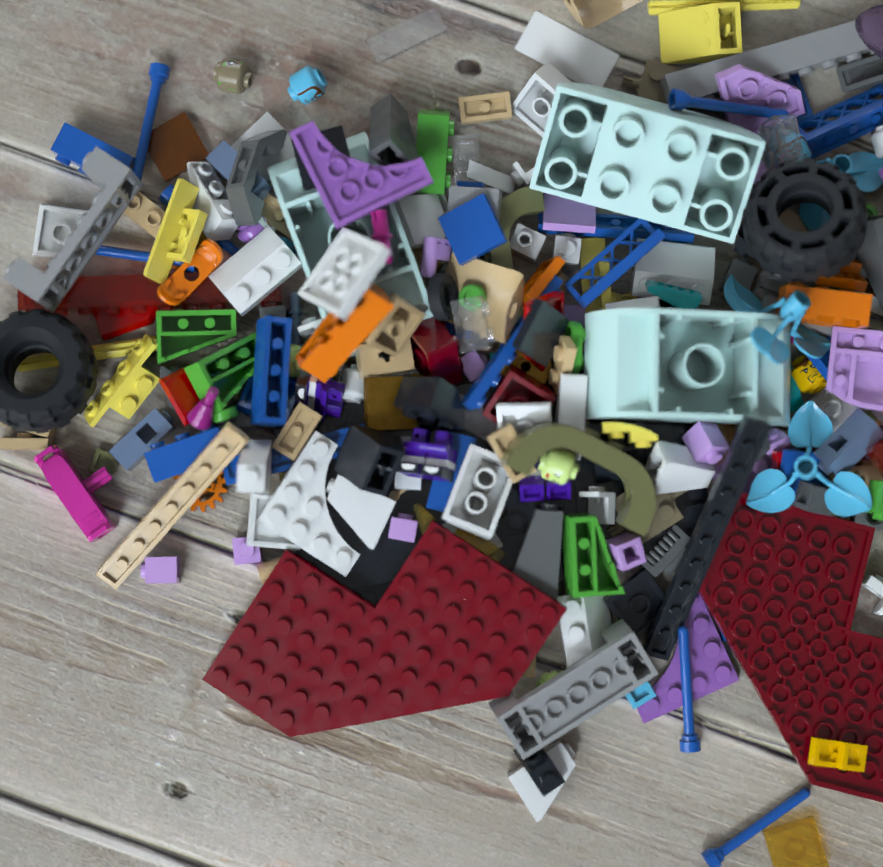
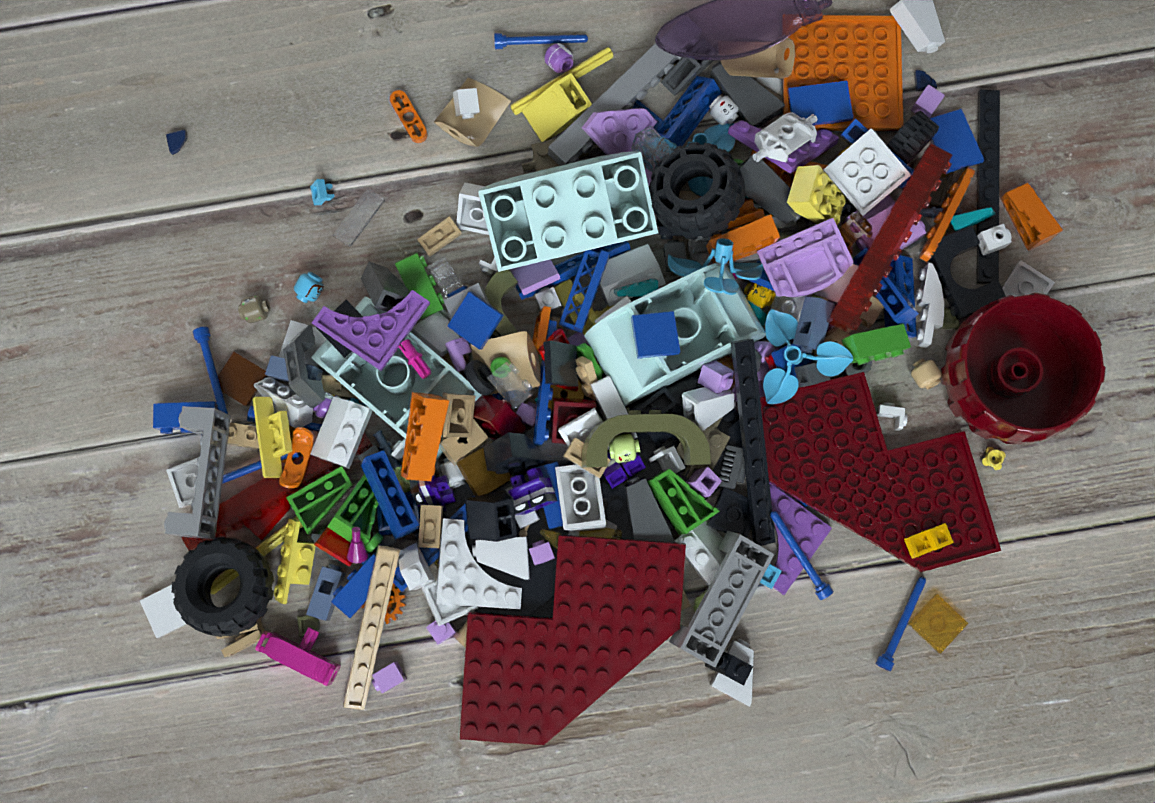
camera: 20 degrees left, 5 degrees down
(344, 273) = (402, 396): white plate -> none
(490, 177) = (468, 280): white sticker -> none
(526, 242) = (517, 311): white brick -> none
(566, 51) = (473, 168): white sticker -> none
(636, 434) = (665, 397): light yellow slope -> none
(664, 360) = (655, 335): none -> blue tile
(681, 100) = (568, 156): blue piece -> none

